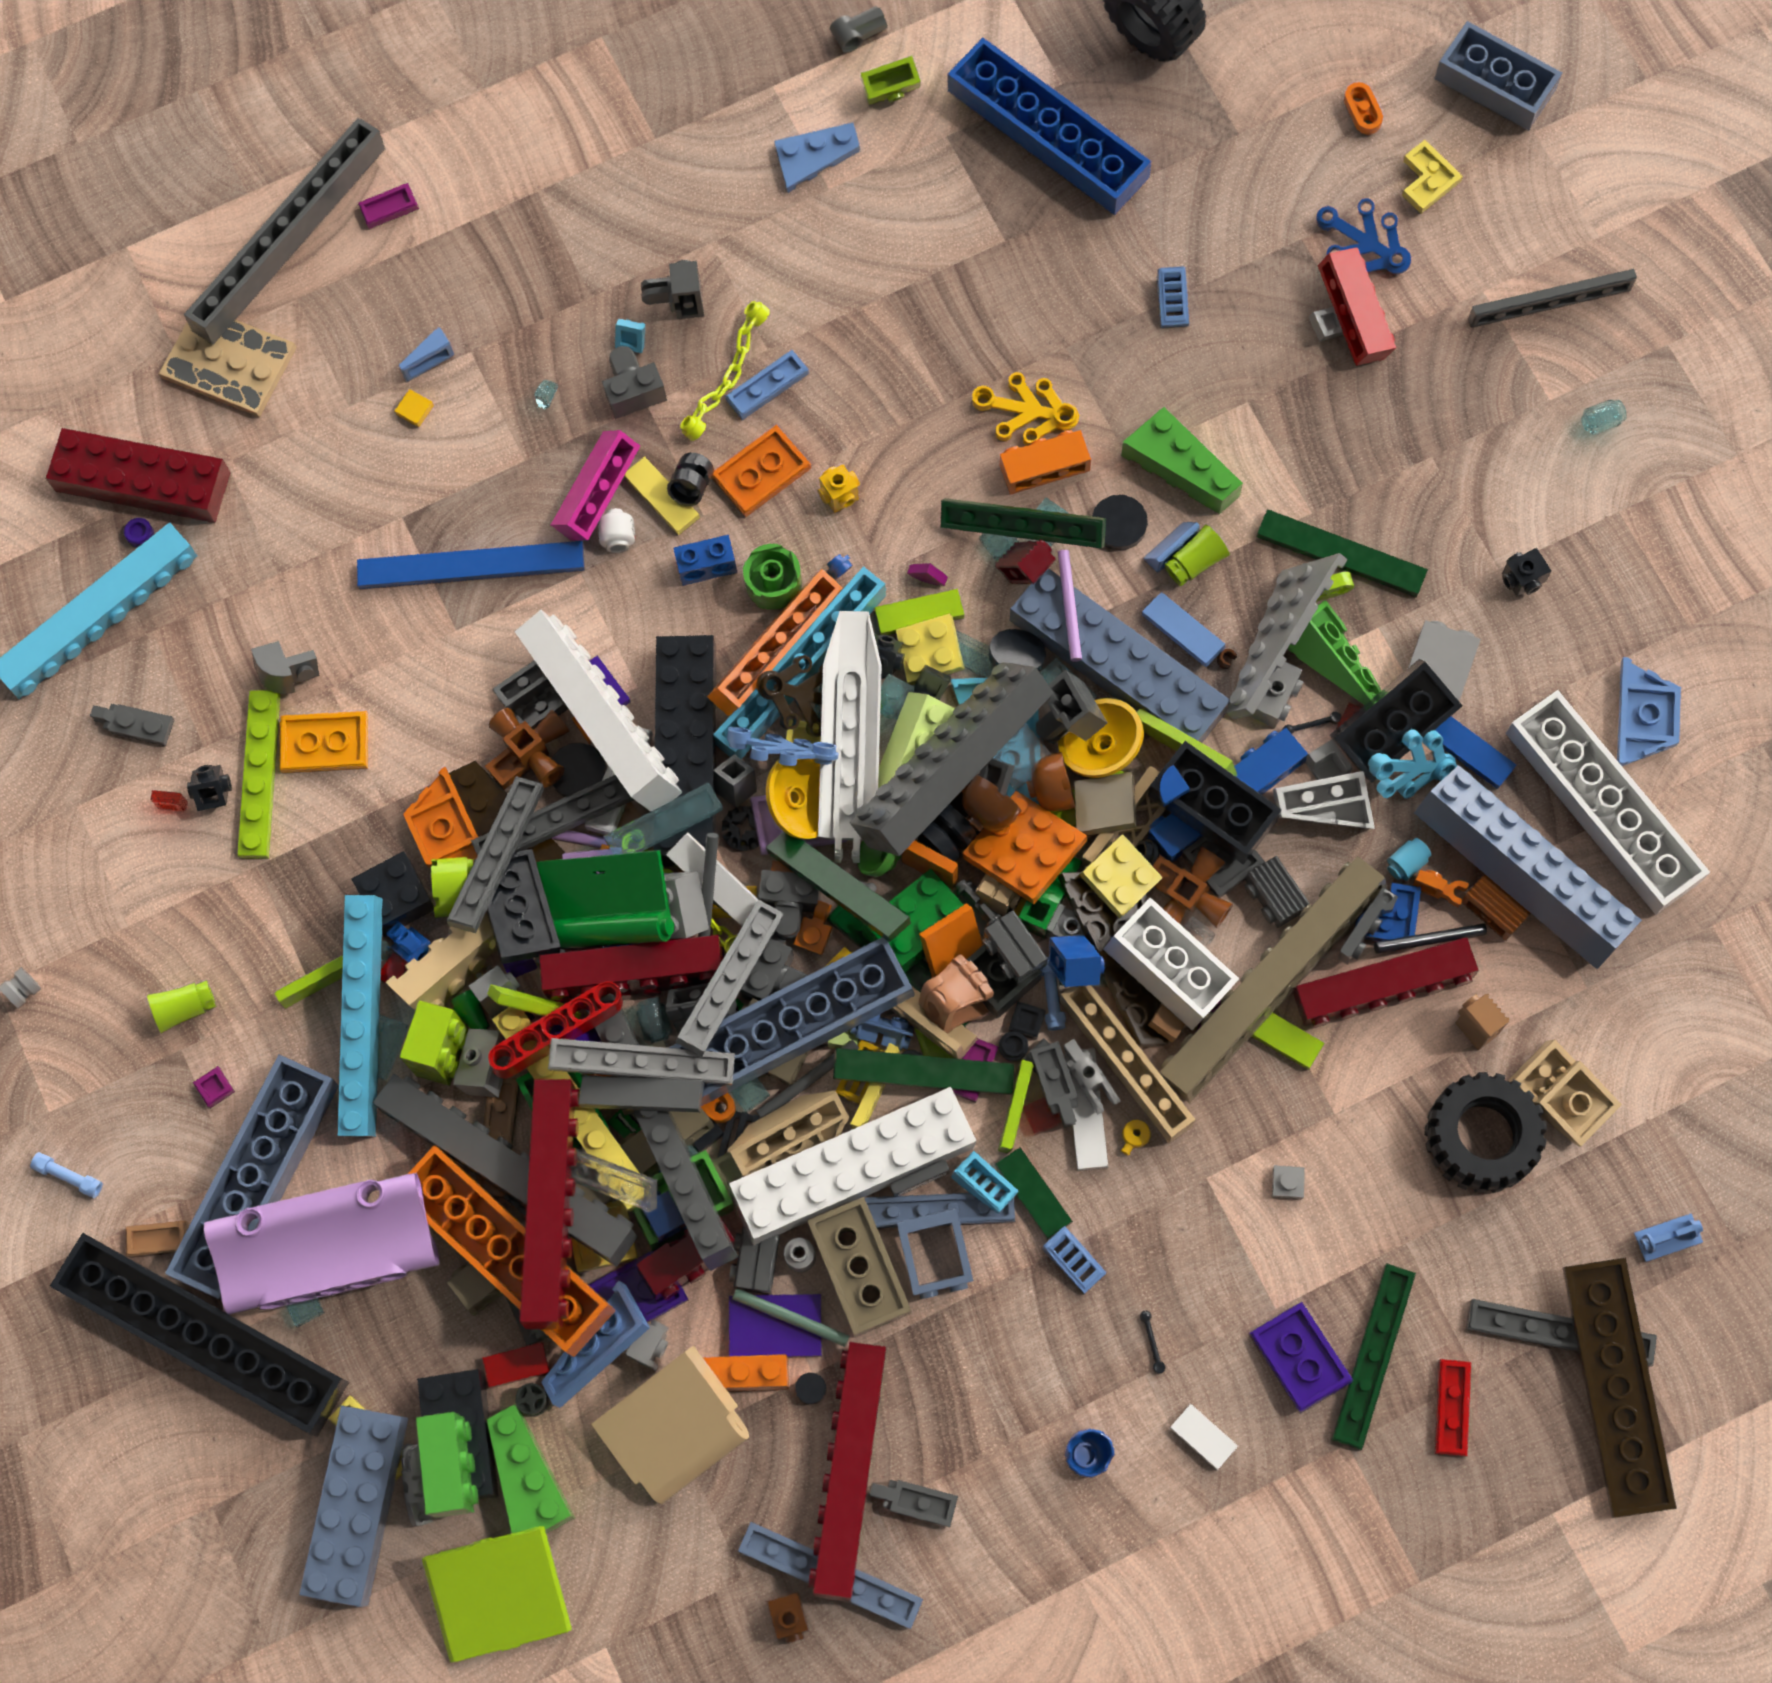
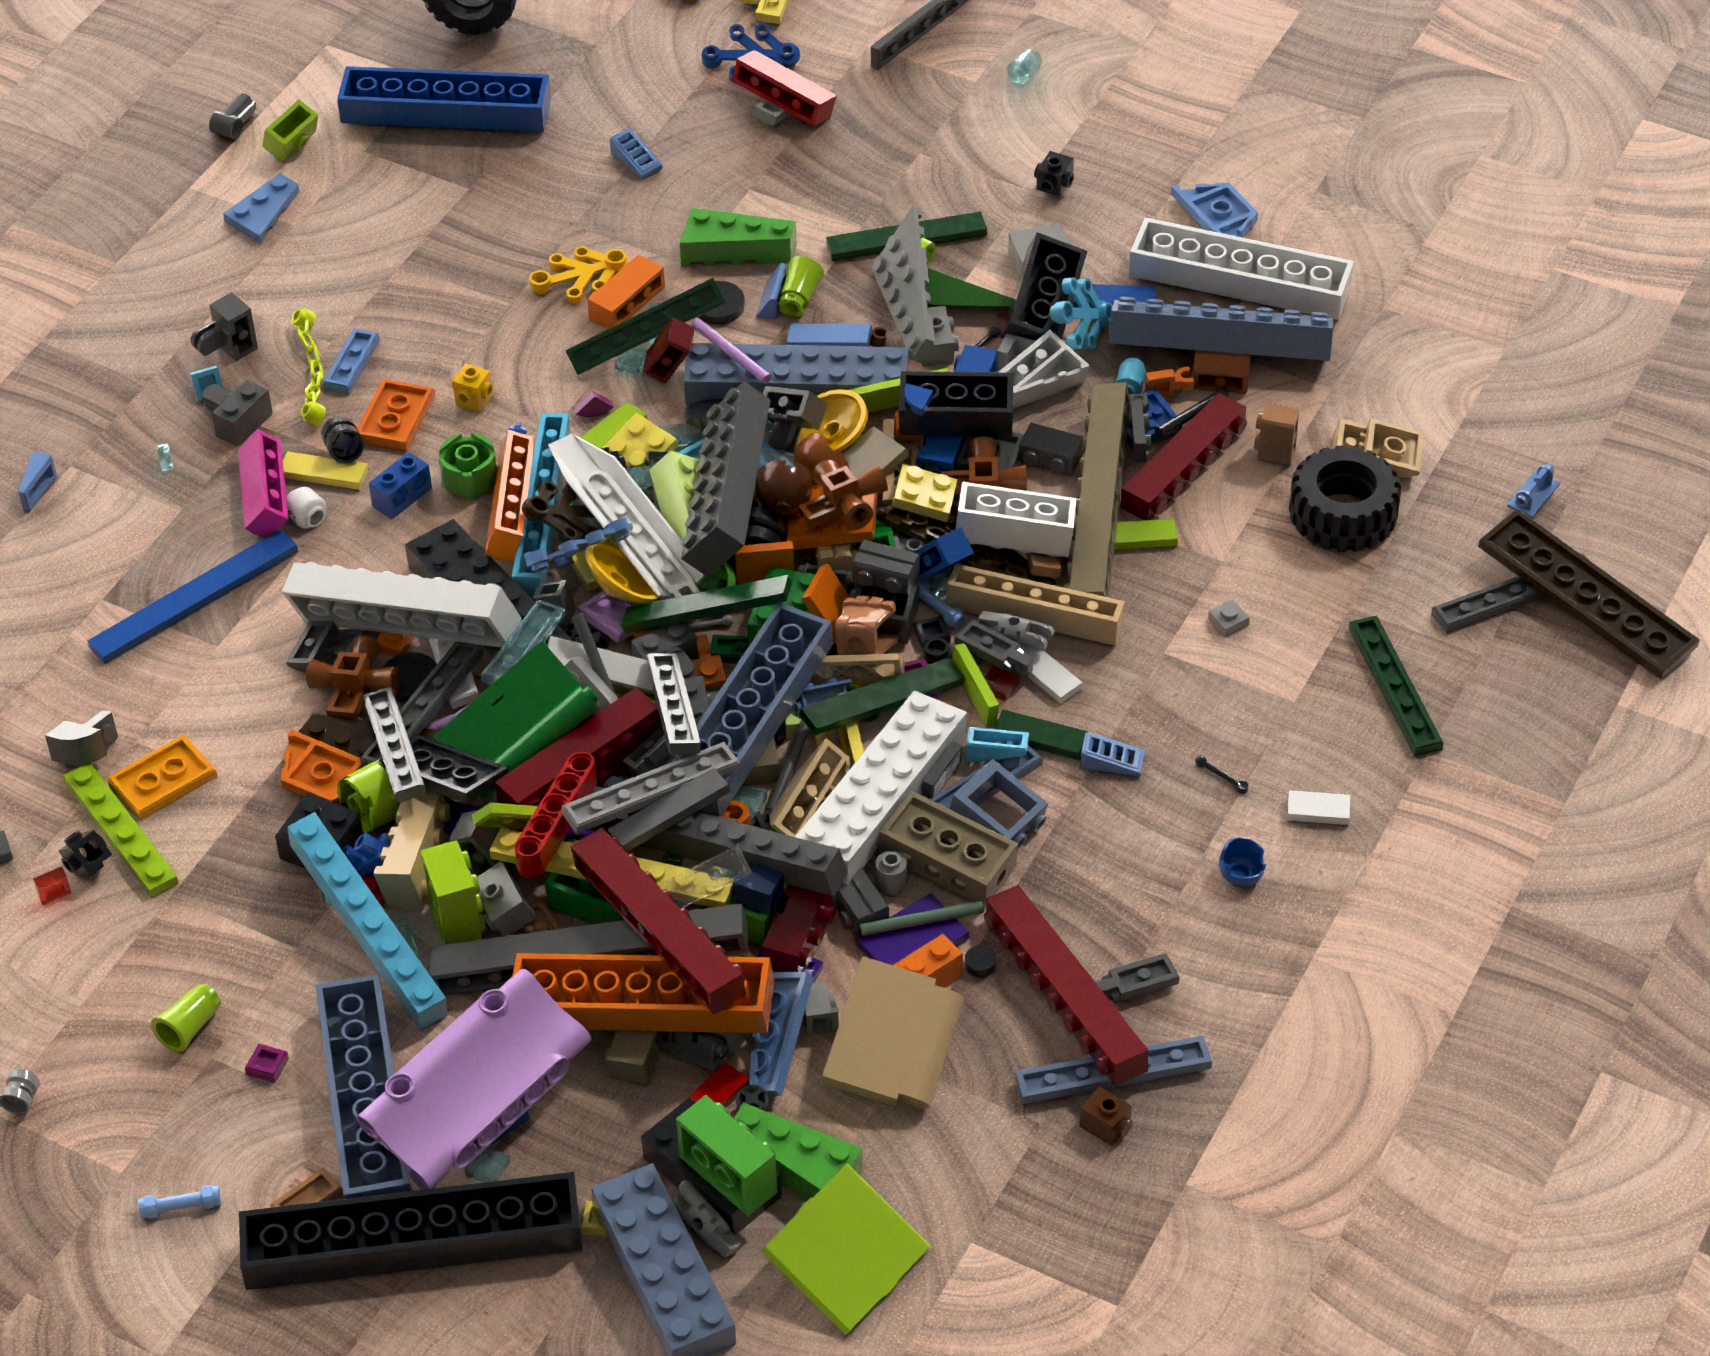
camera: 40 degrees left, 25 degrees down
(310, 983) = (300, 931): lime tile -> none
(414, 408) = (52, 522): yellow tile -> none
(1029, 849) = (842, 495): none -> dark orange brick
(1135, 1141) = (1085, 655): yellow piece -> none
(1301, 1357) = (1343, 714): dark purple tile -> none
(1453, 1408) = (1483, 682): red tile -> none

